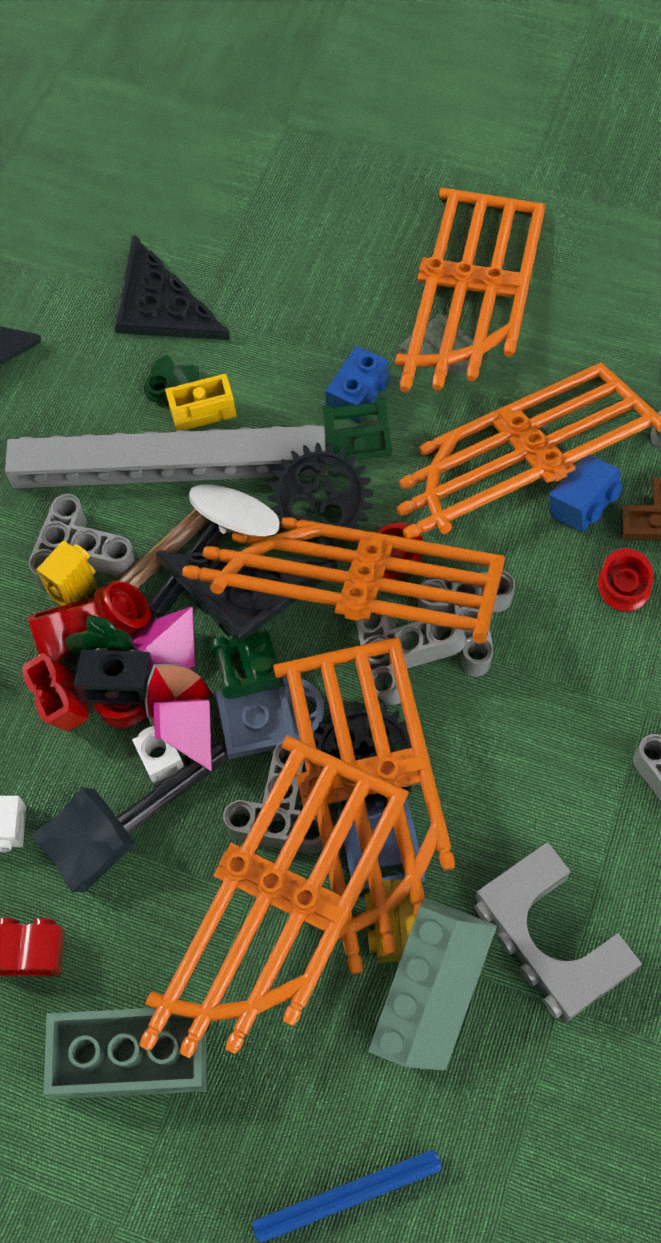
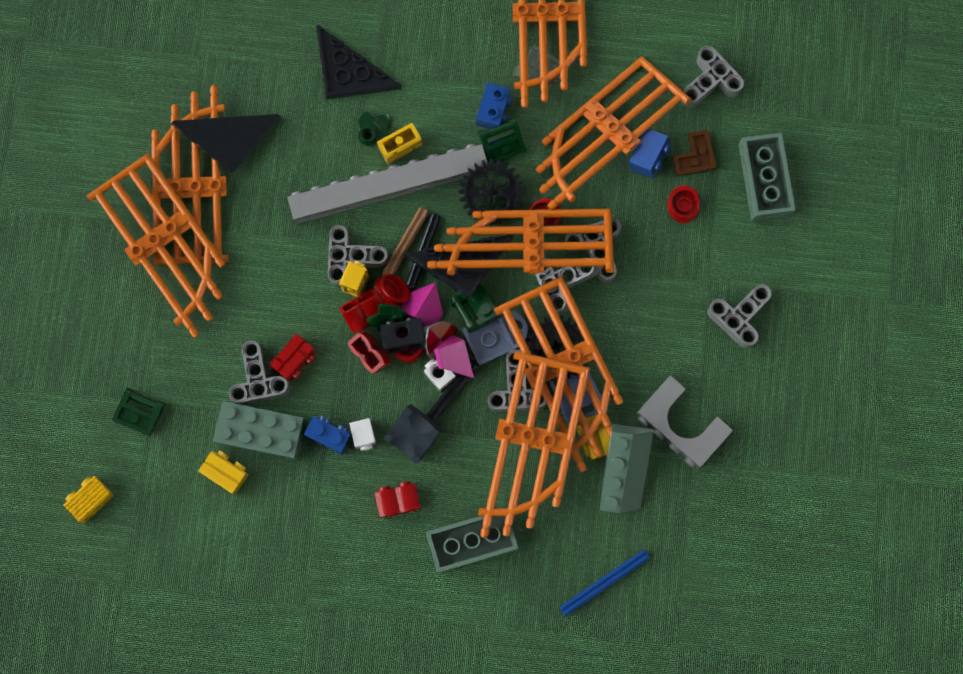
camera: 15 degrees left, 15 degrees up
(234, 510) = (441, 213): white shield -> none

